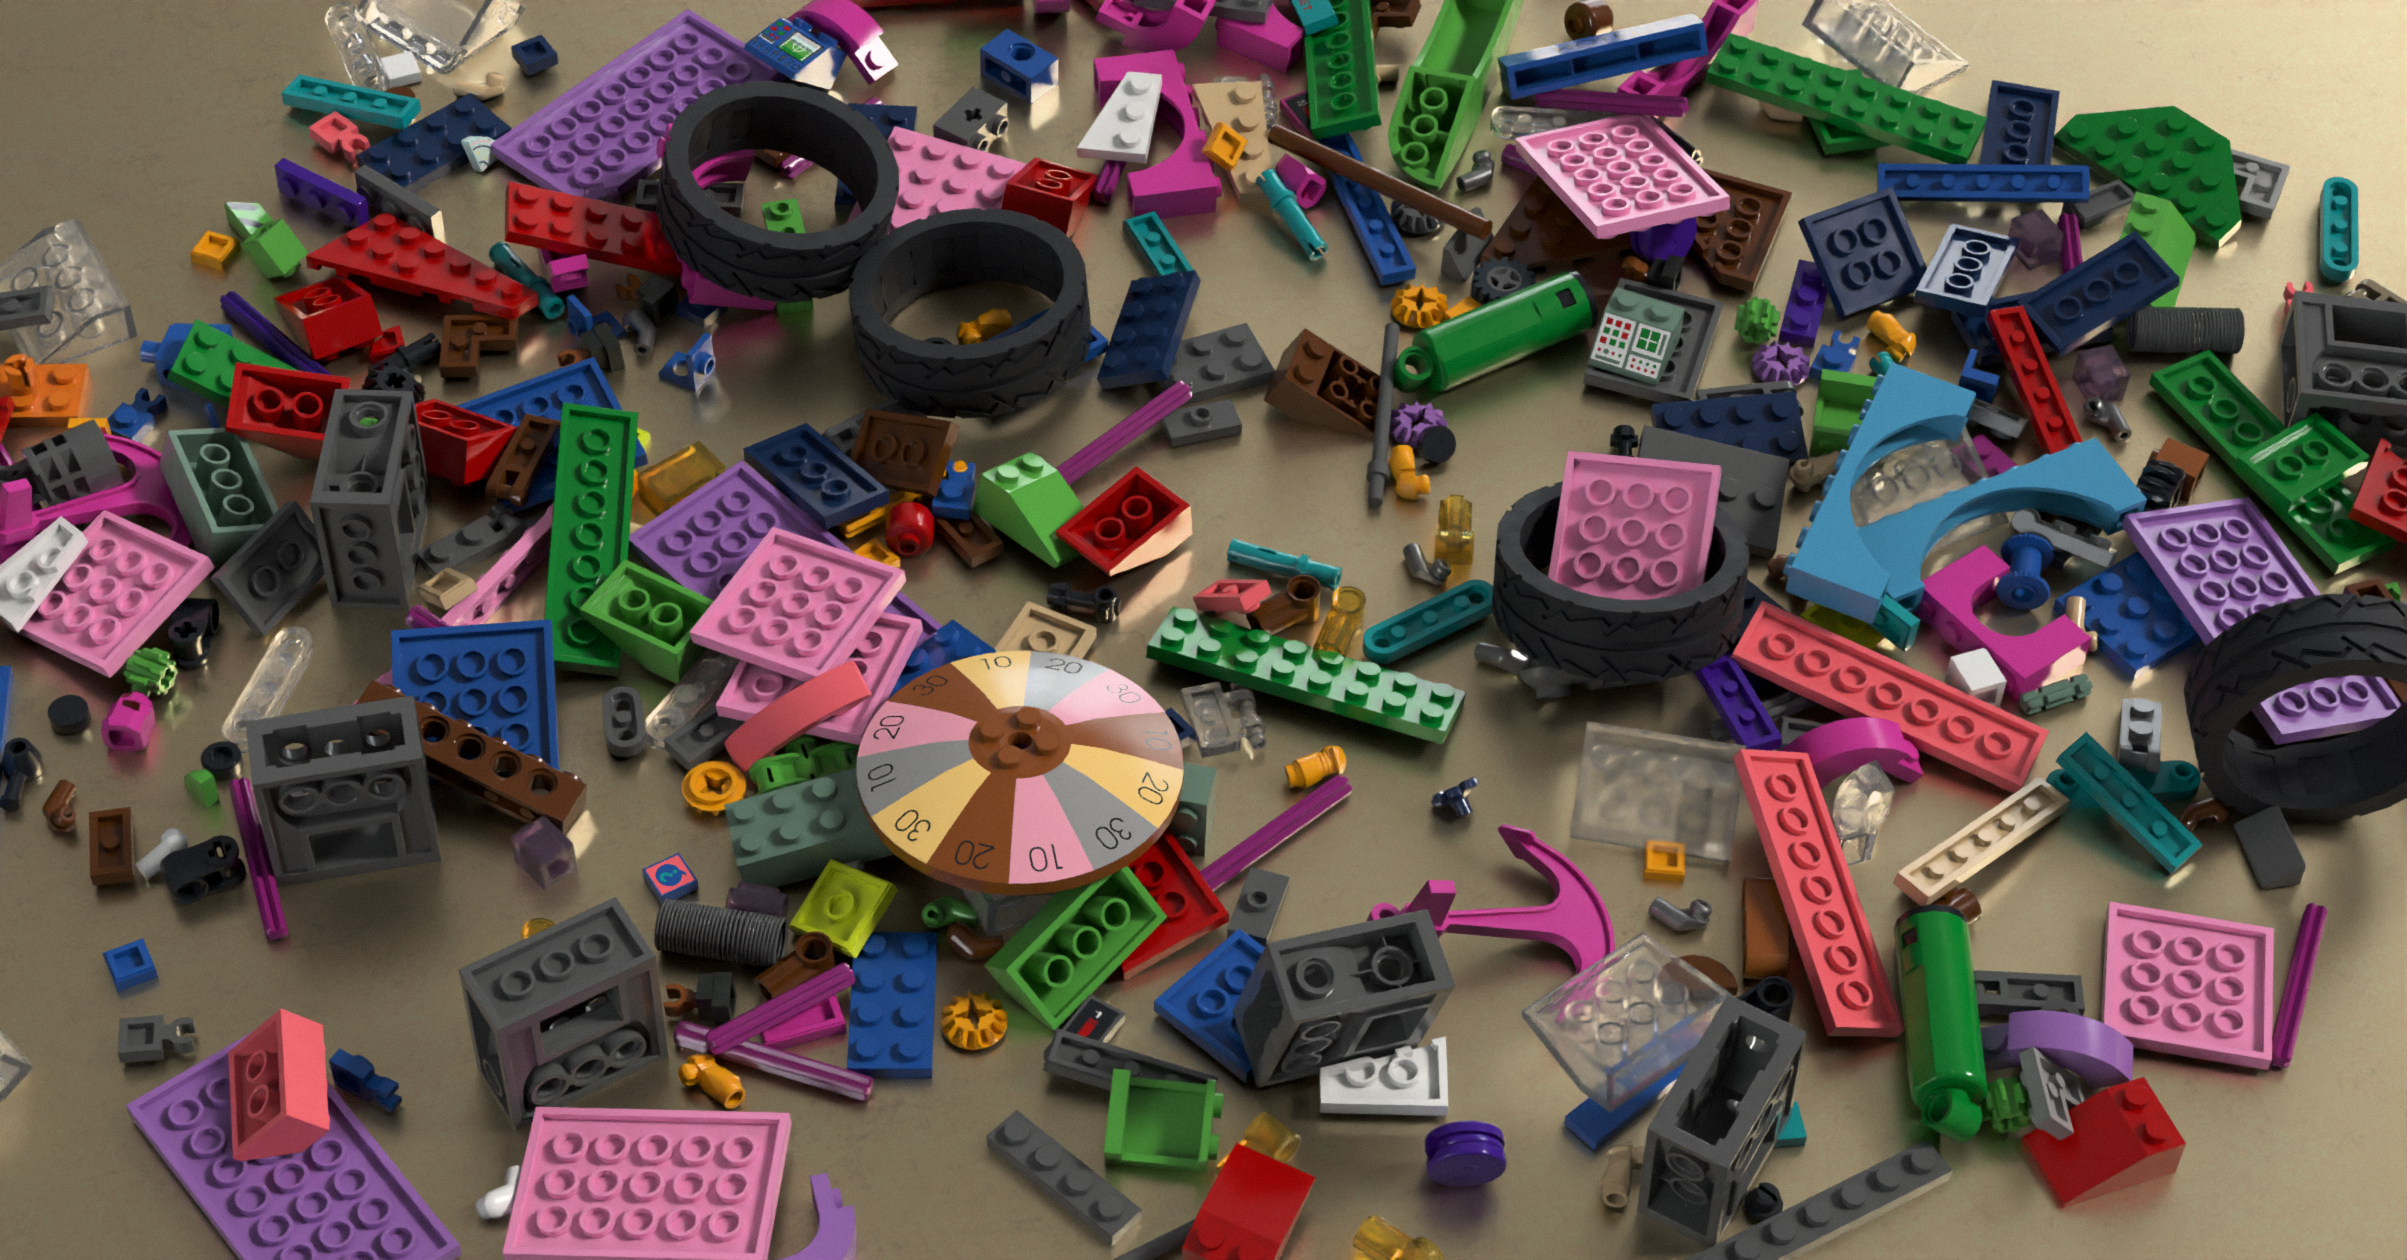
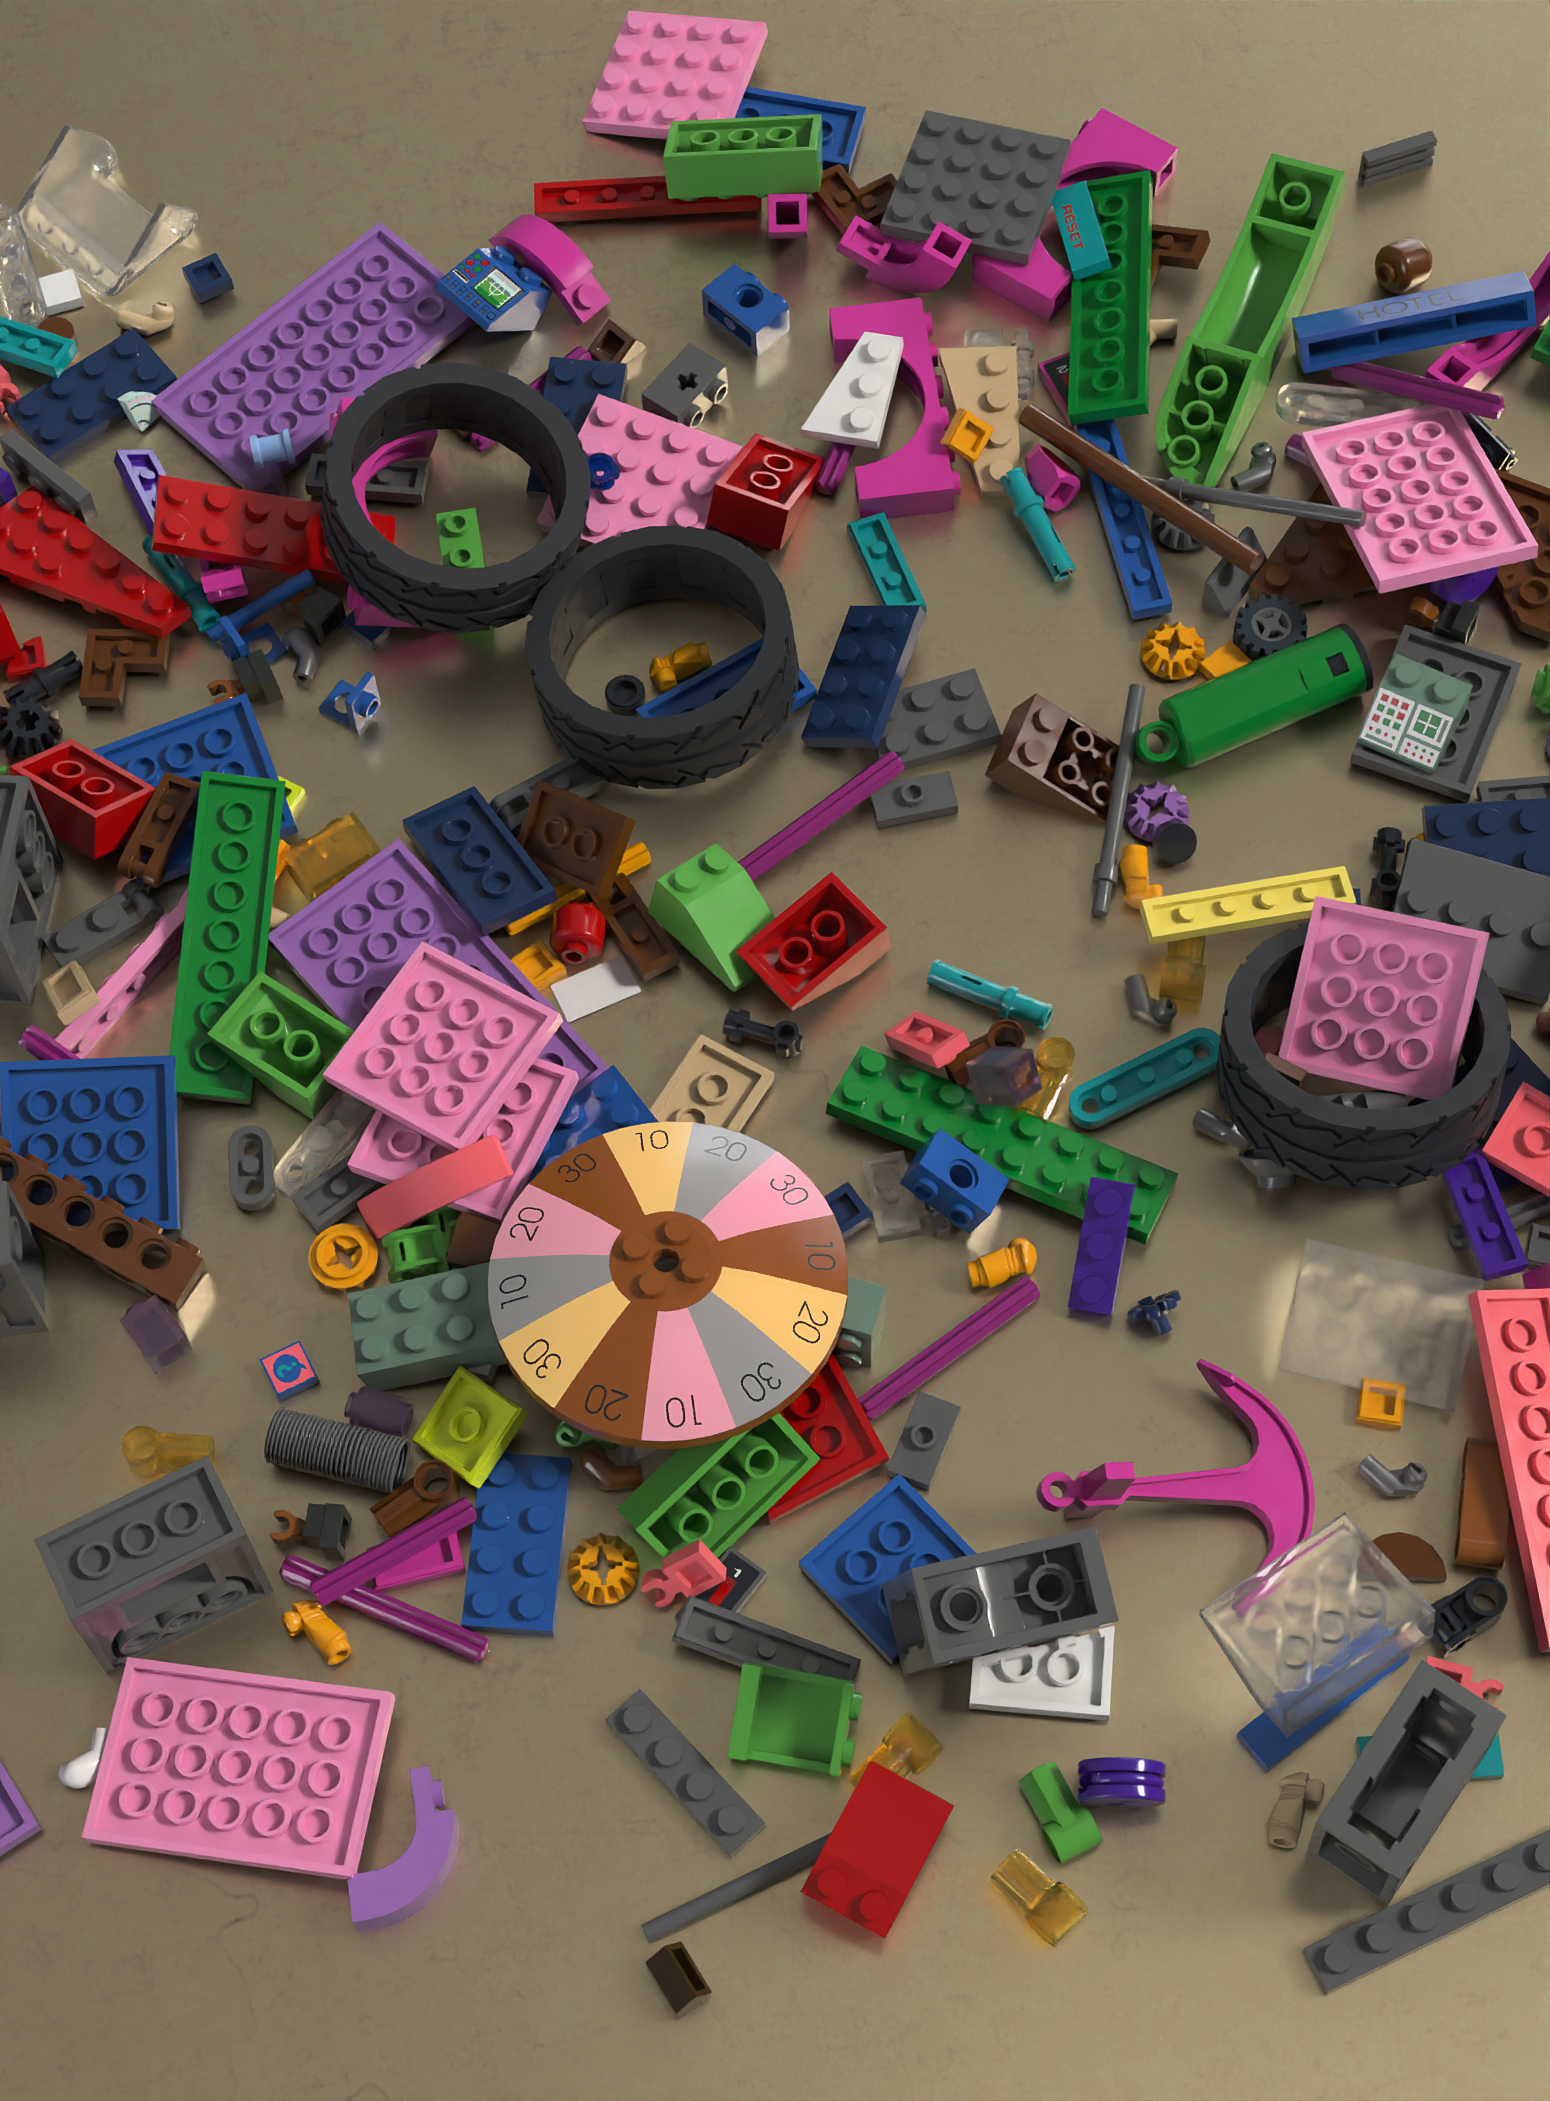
camera: 10 degrees right, 15 degrees up
(488, 204) = (140, 474): none -> dark purple plate
(606, 171) = (272, 449): none -> light blue bush
(607, 289) = (264, 603): none -> blue bar
(835, 755) = (472, 1241): none -> reddish brown slope
(906, 93) = (615, 344): none -> reddish brown slope
(907, 179) = (602, 463): none -> clear blue plate
(932, 575) = (595, 988): none -> white sticker
(955, 493) = (631, 891): blue plate -> none
(1053, 1008) = (686, 1570): none -> coral plate
(1268, 698) = (954, 1181): none -> blue brick
(1304, 614) = (1004, 1076): none -> brick
(1404, 743) = (1101, 1245): none -> dark purple plate
(1415, 1194) = (1065, 1824): none -> bright green piece
(1488, 482) = (1242, 905): none -> light yellow plate
(1501, 184) = (1184, 490): none -> dark grey bar
(1763, 1201) = (1447, 1854): black piece -> none

